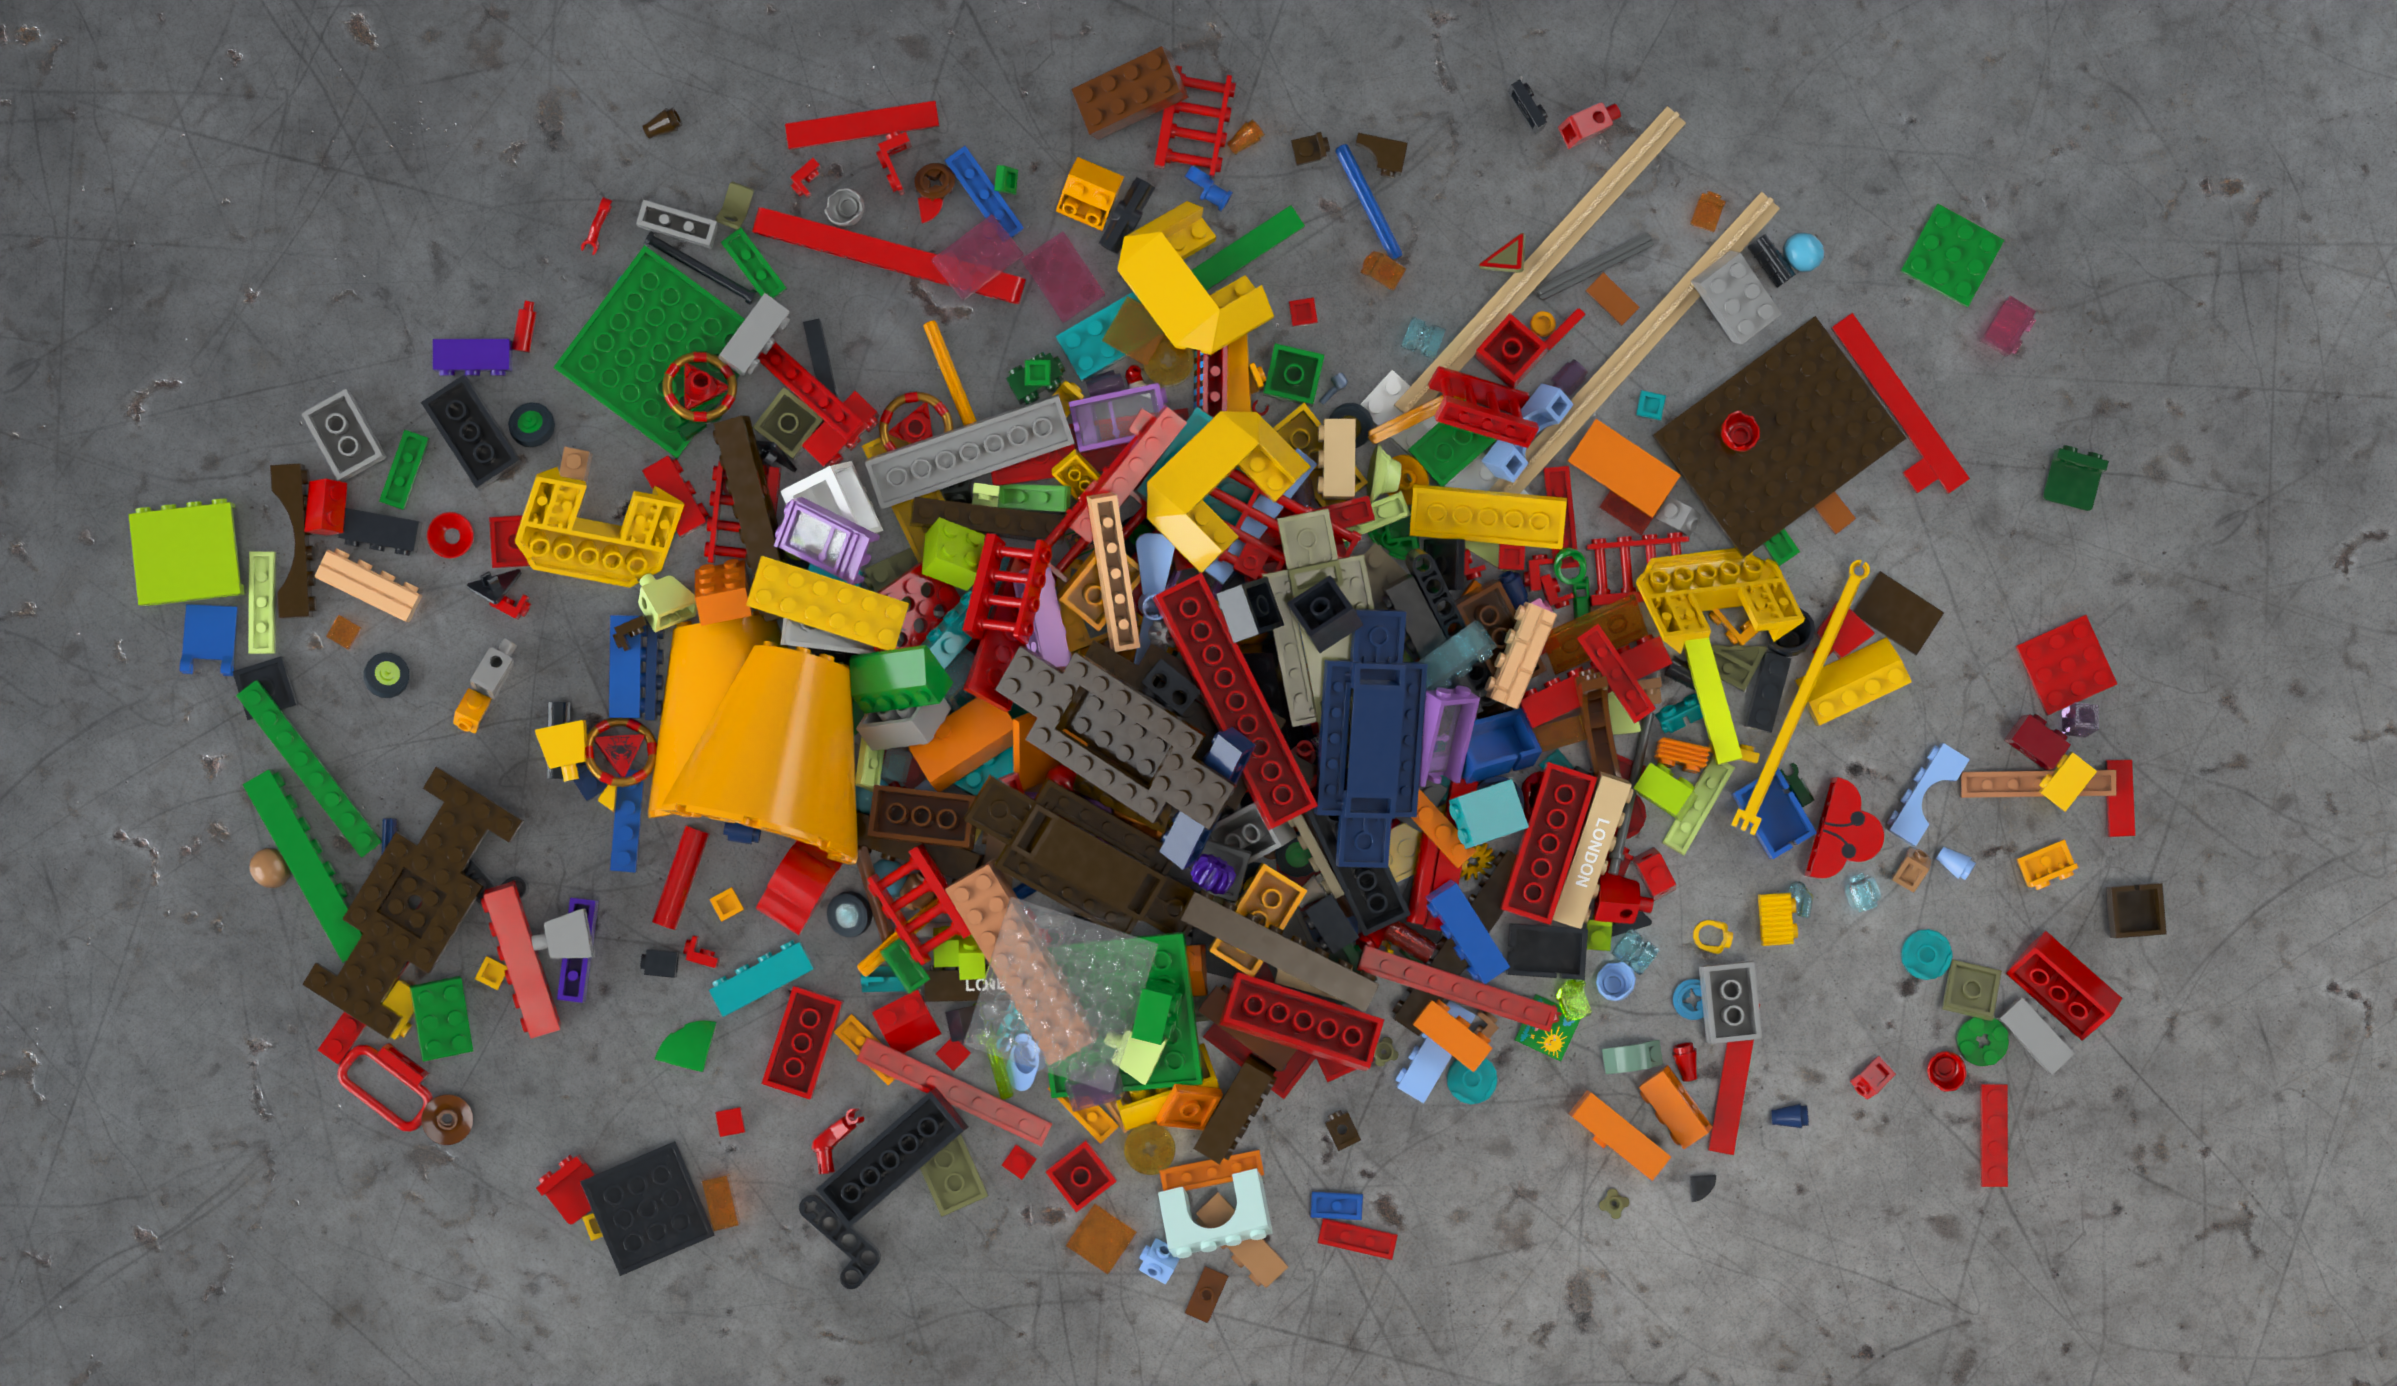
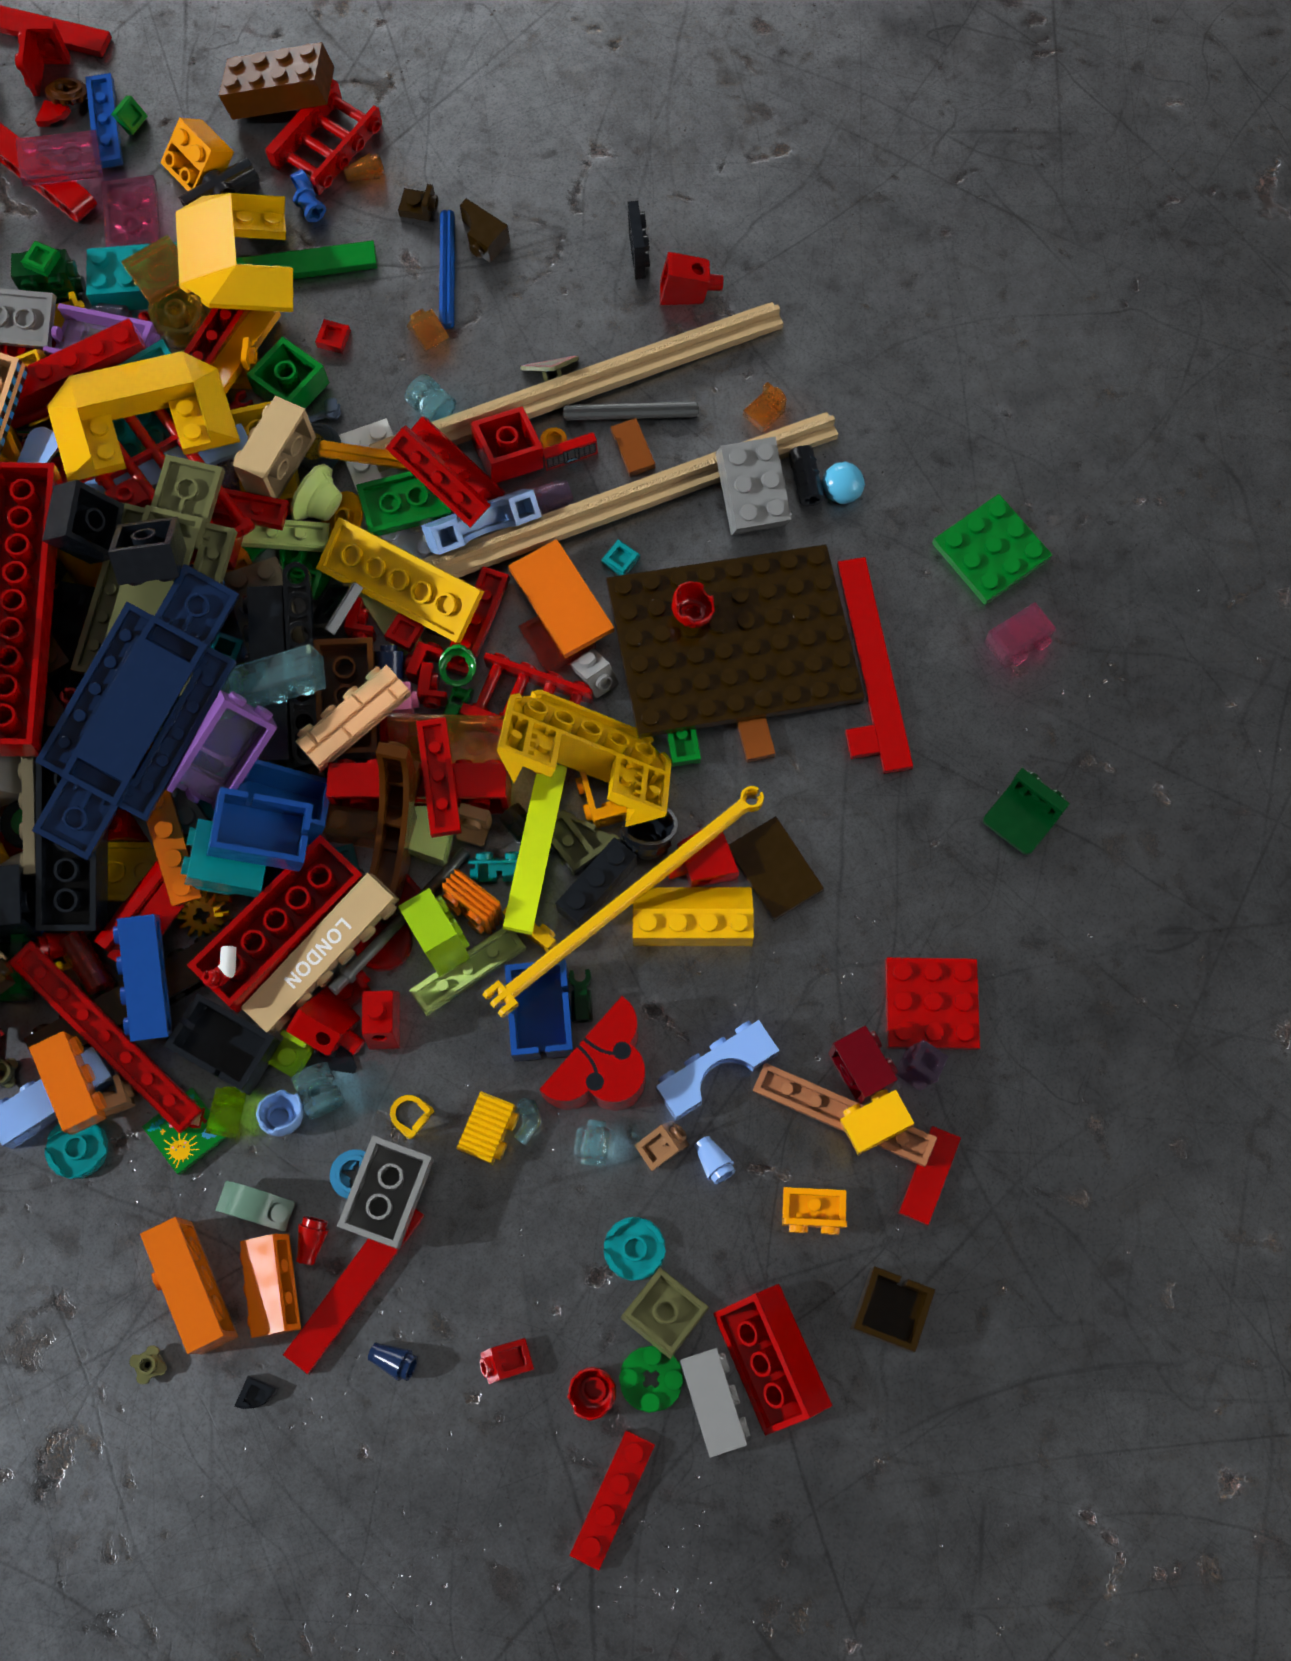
camera: 35 degrees right, 15 degrees down
(1510, 784) = (260, 833): none -> blue piece
(1535, 900) = (224, 972): none -> arm

